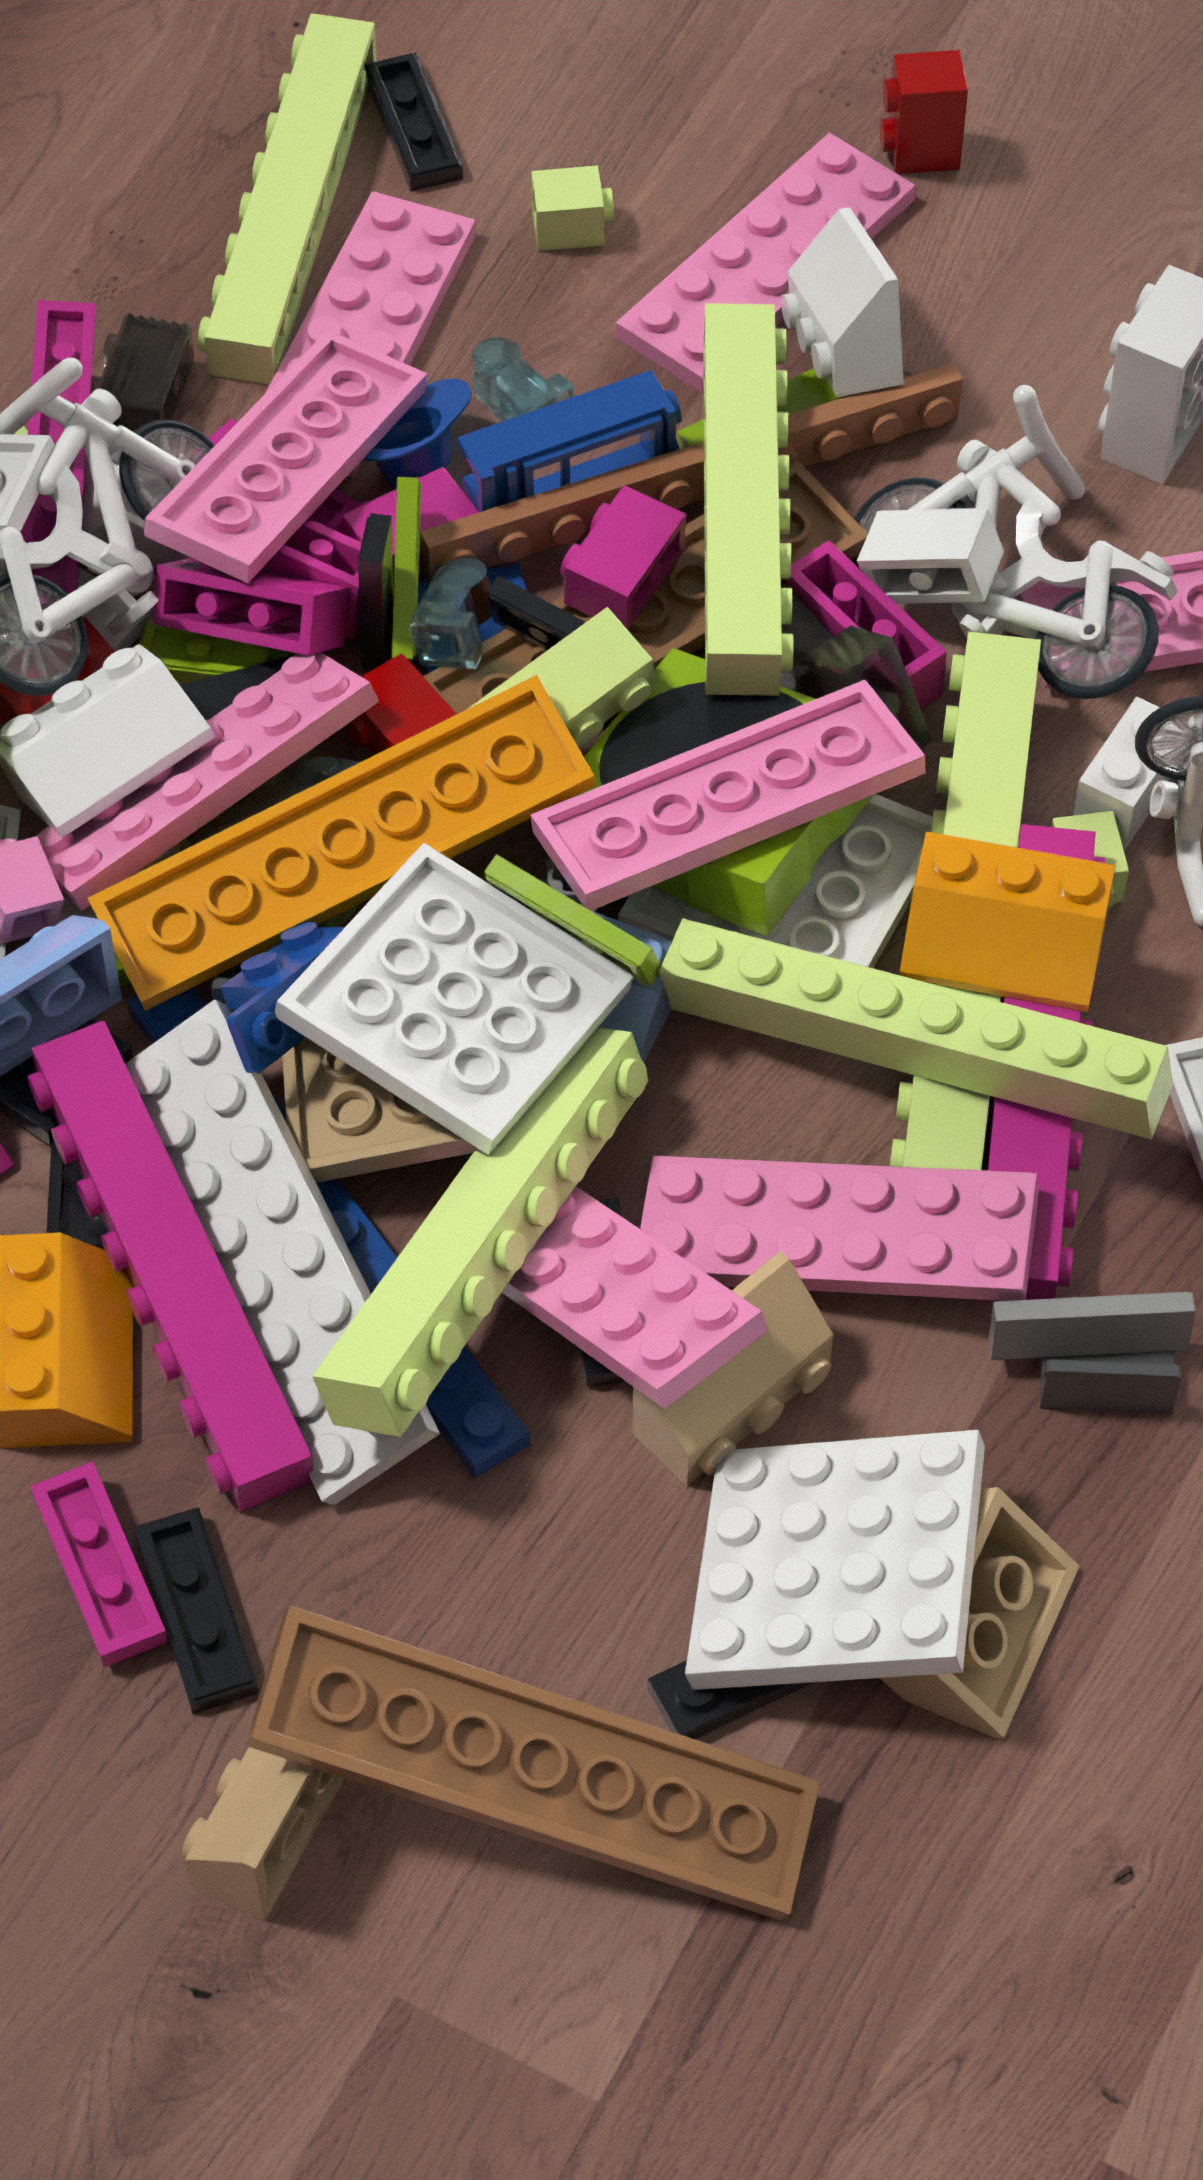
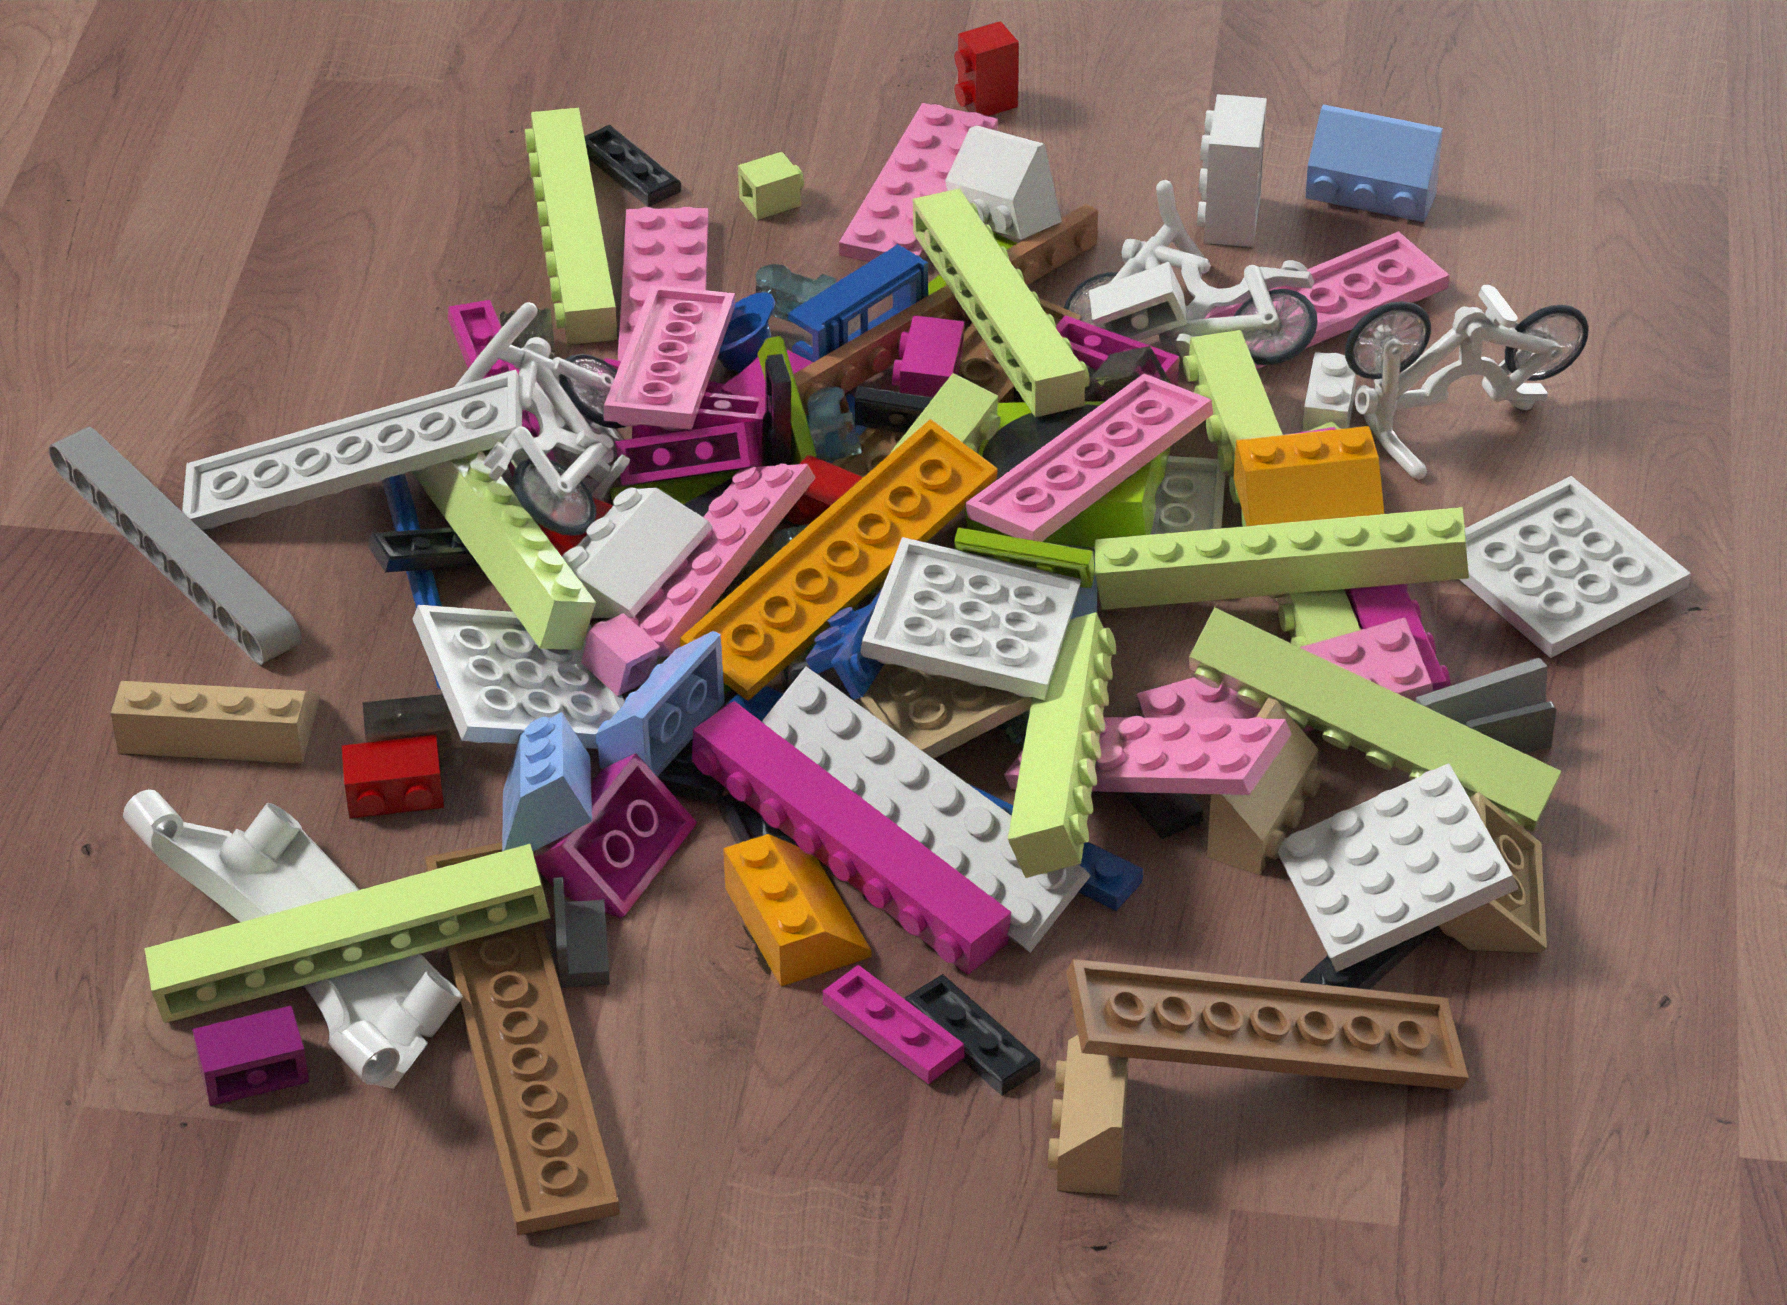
camera: 20 degrees left, 15 degrees down
(916, 1322) = (1368, 716): none -> yellowish green brick

